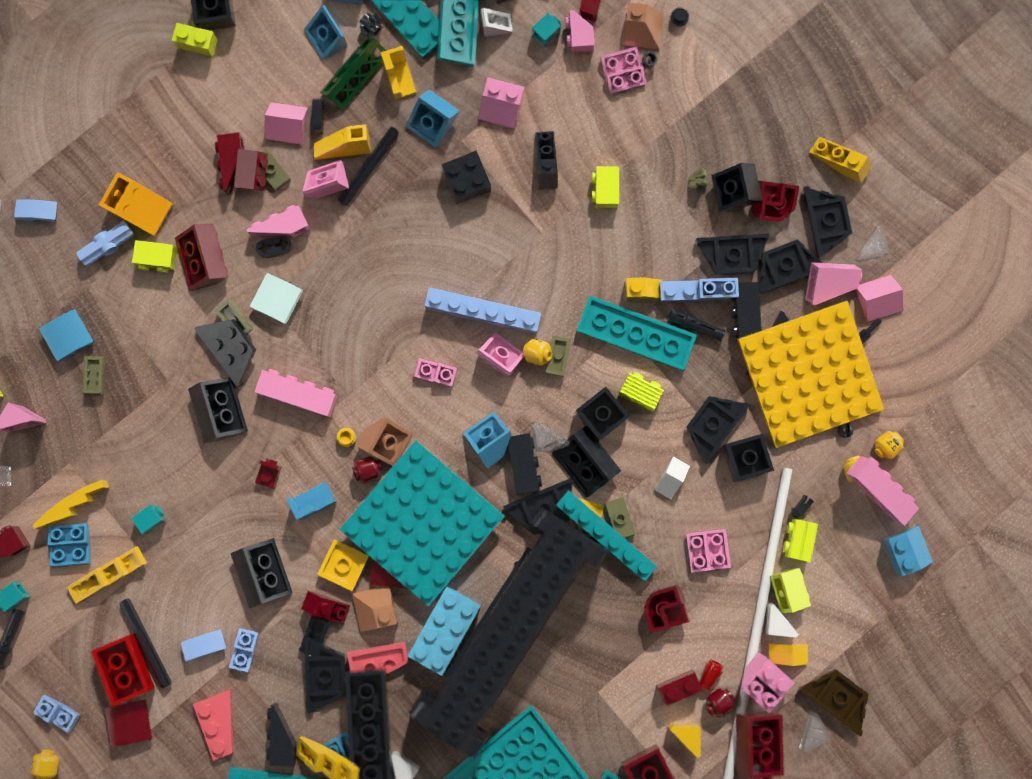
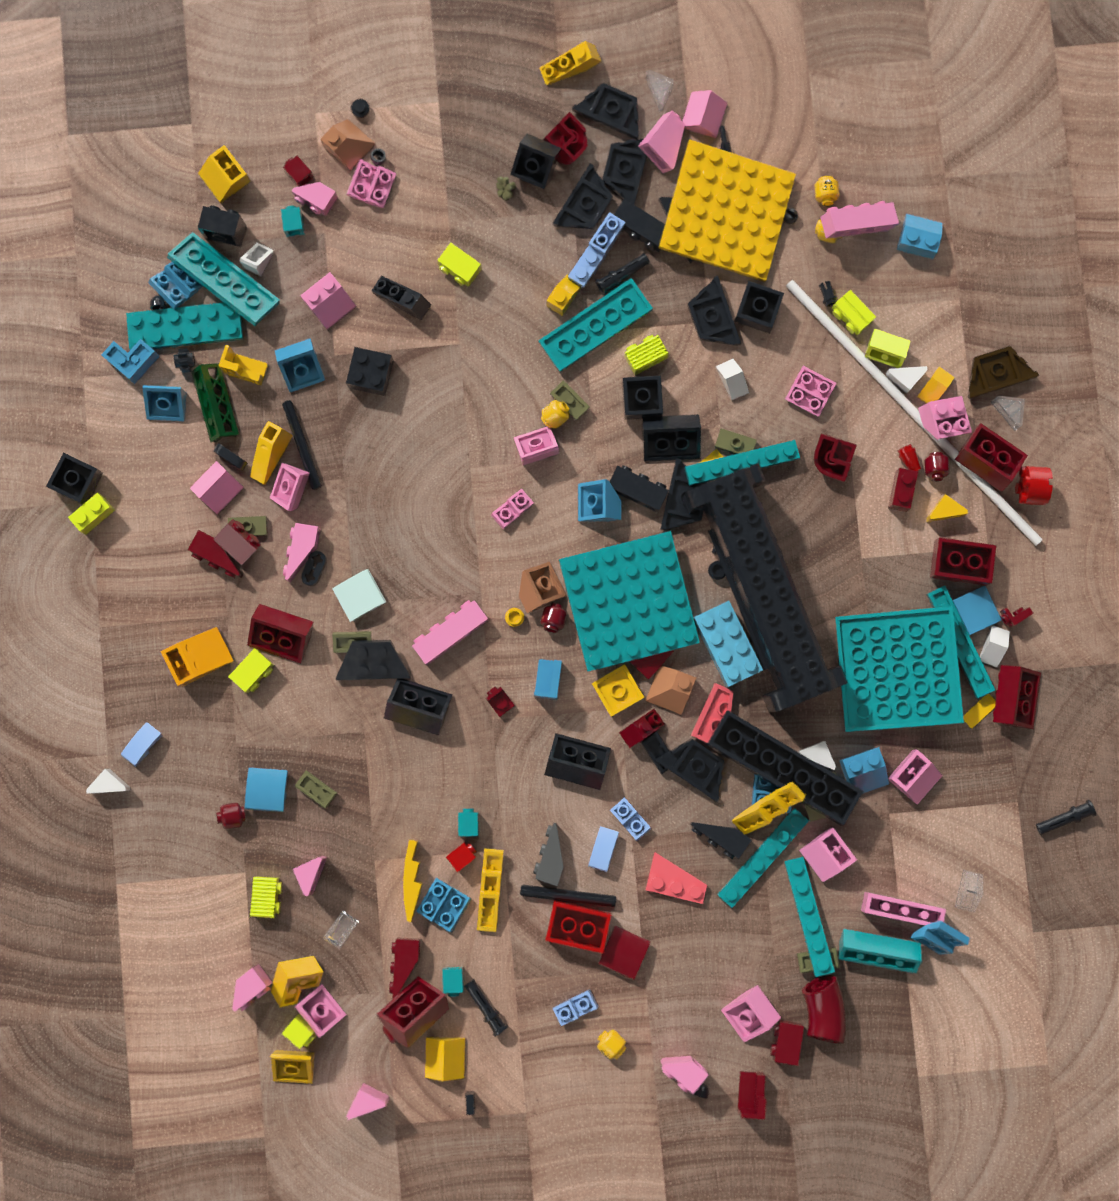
camera: 50 degrees left, 0 degrees up
(25, 322) = (231, 815): none -> dark red head
(105, 243) = (211, 705): light blue piece -> none
(118, 532) = (462, 856): none -> red brick
(163, 610) = (551, 864): none -> dark grey slope
(482, 311) = (490, 434): light blue brick -> none
(500, 576) = (716, 571): none -> black plate
(546, 438) = (631, 455): clear slope -> none

